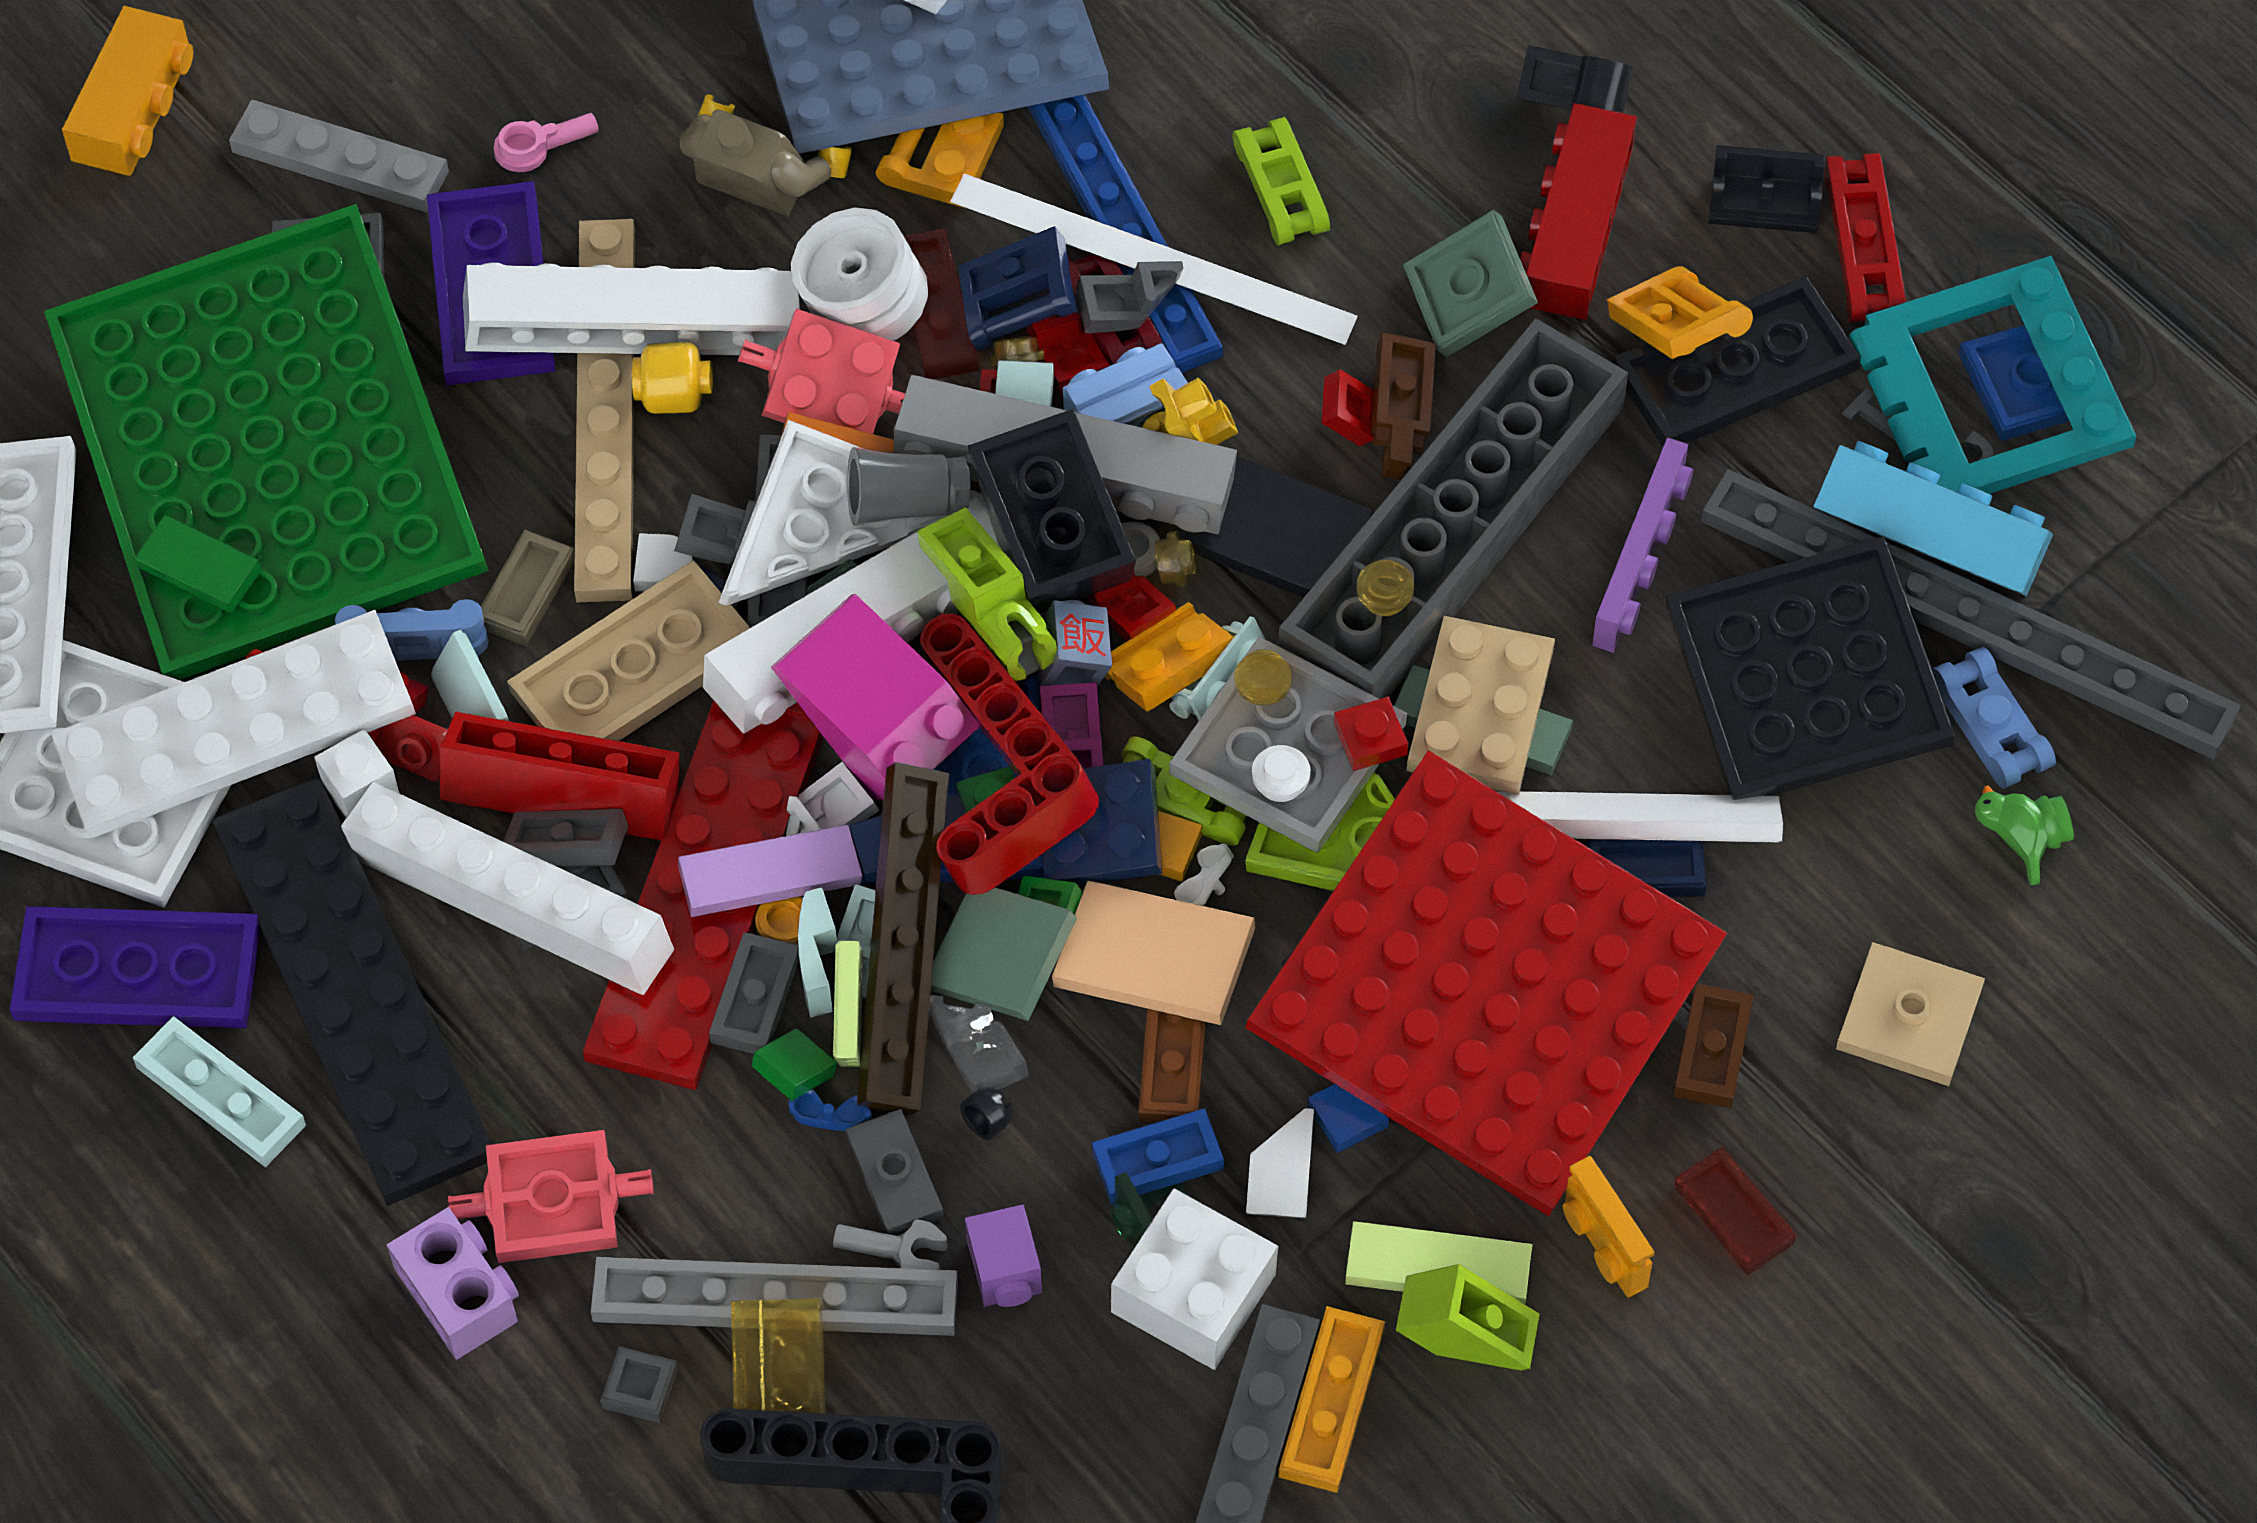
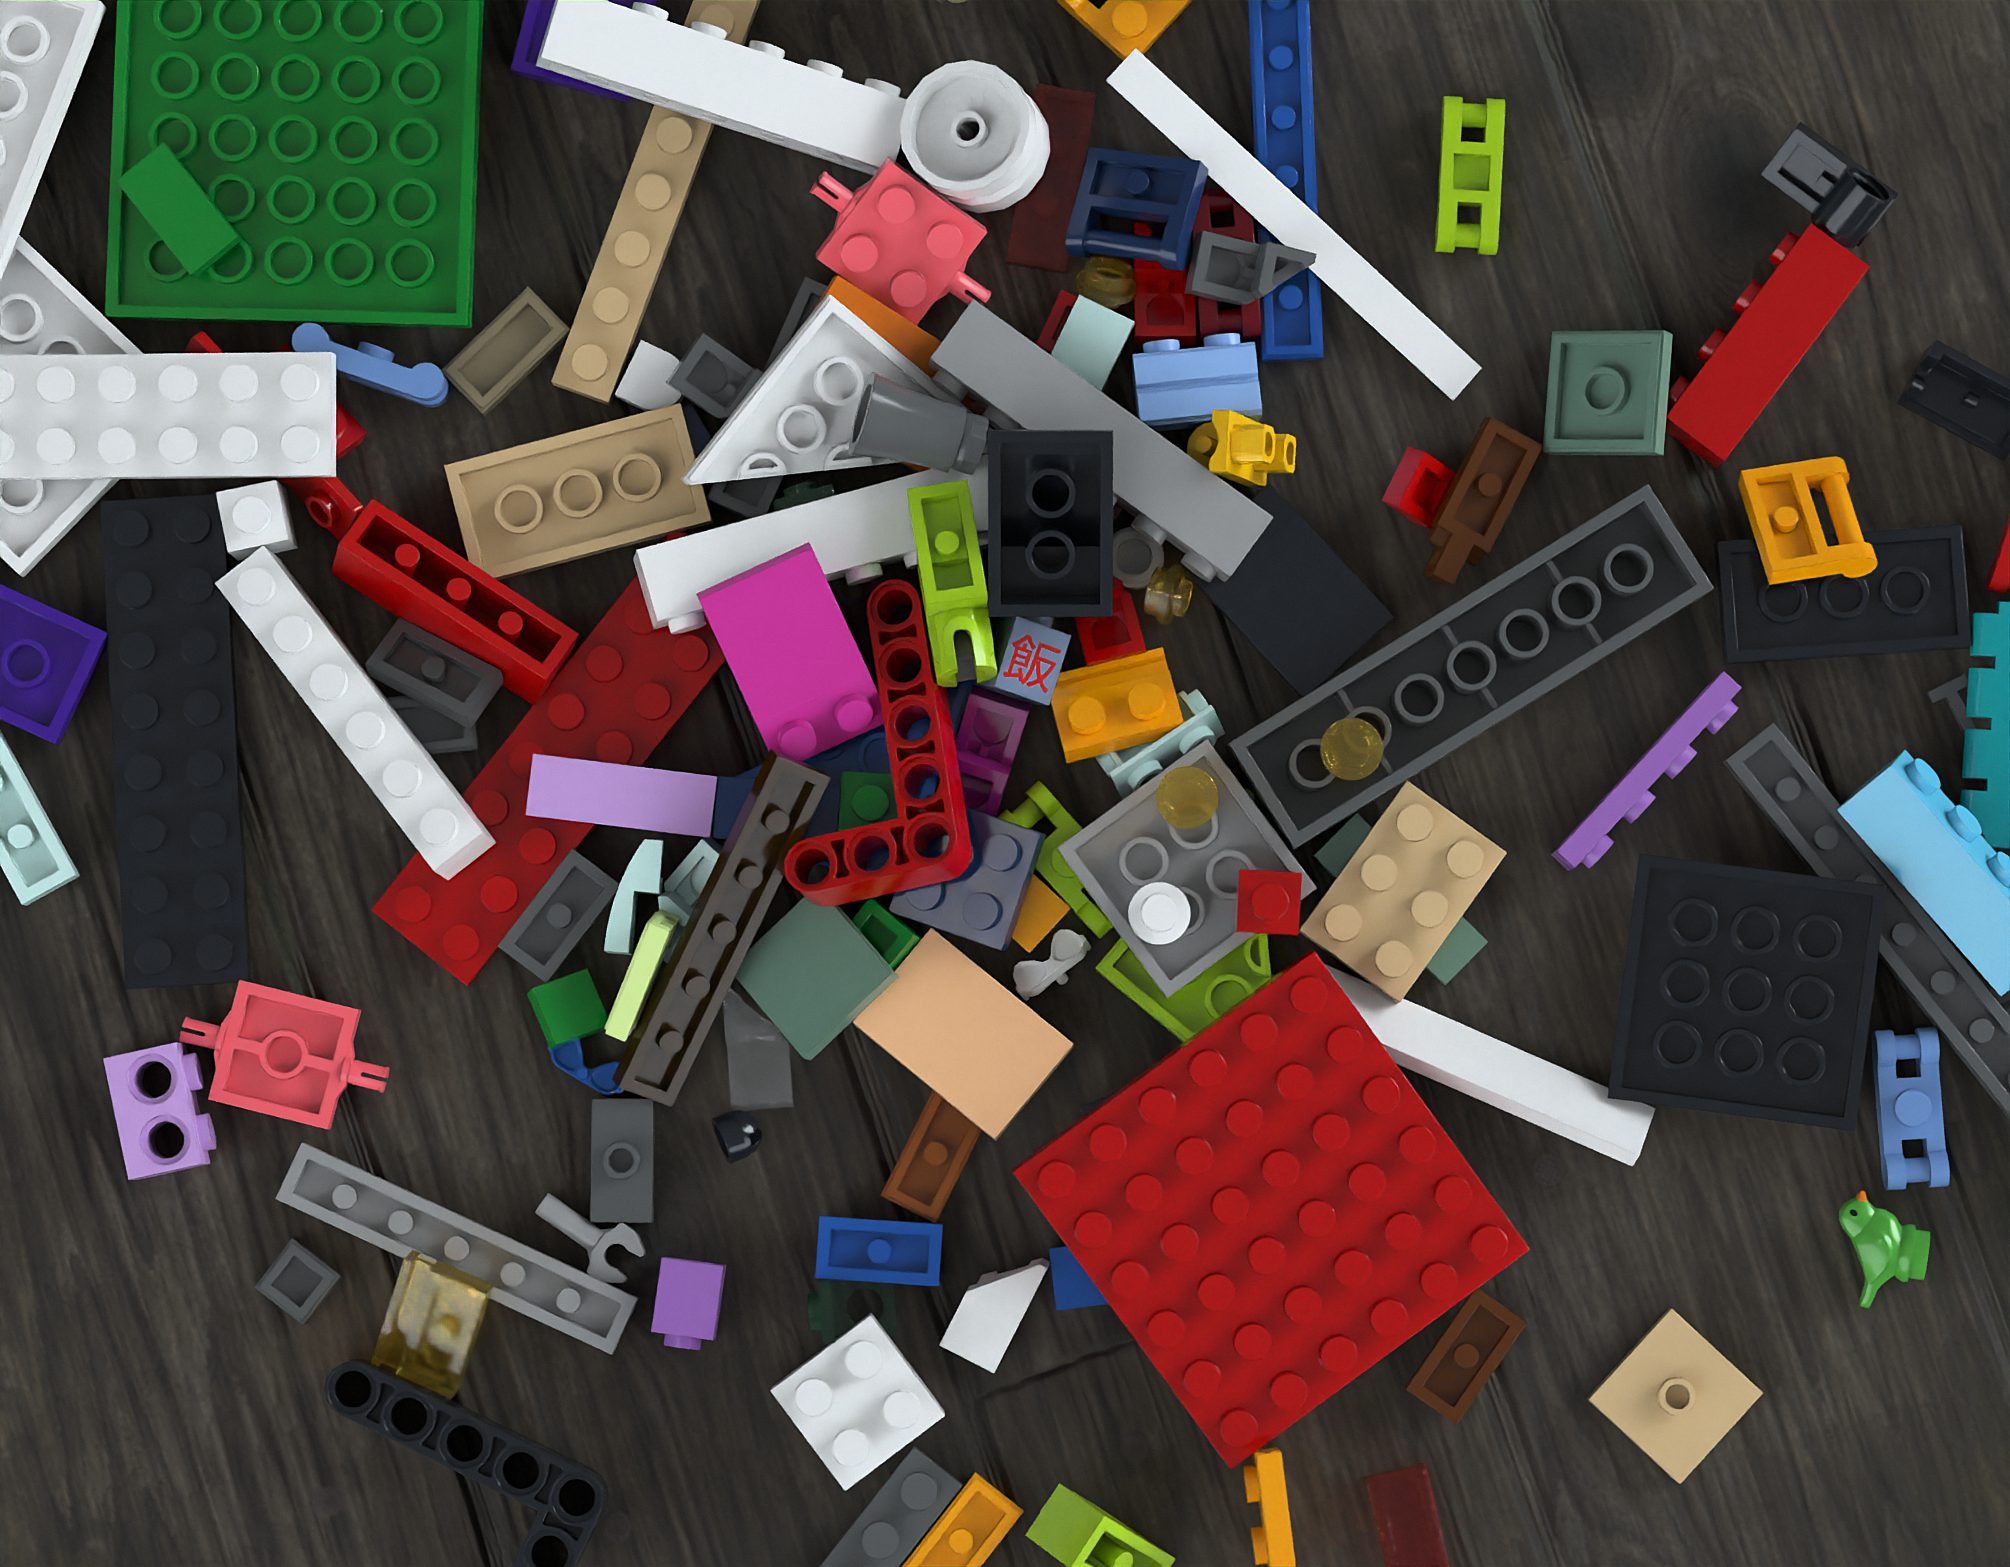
camera: 20 degrees right, 25 degrees up
(464, 681) = (405, 461): light aqua slope -> none
(671, 378) = (739, 171): yellow head -> none
(779, 919) = (616, 845): light orange tile -> none
(829, 803) = (708, 736): white slope -> none
(1386, 1254) = (1101, 1470): yellowish green tile -> none
(1666, 865) = (1491, 1132): dark blue tile -> none

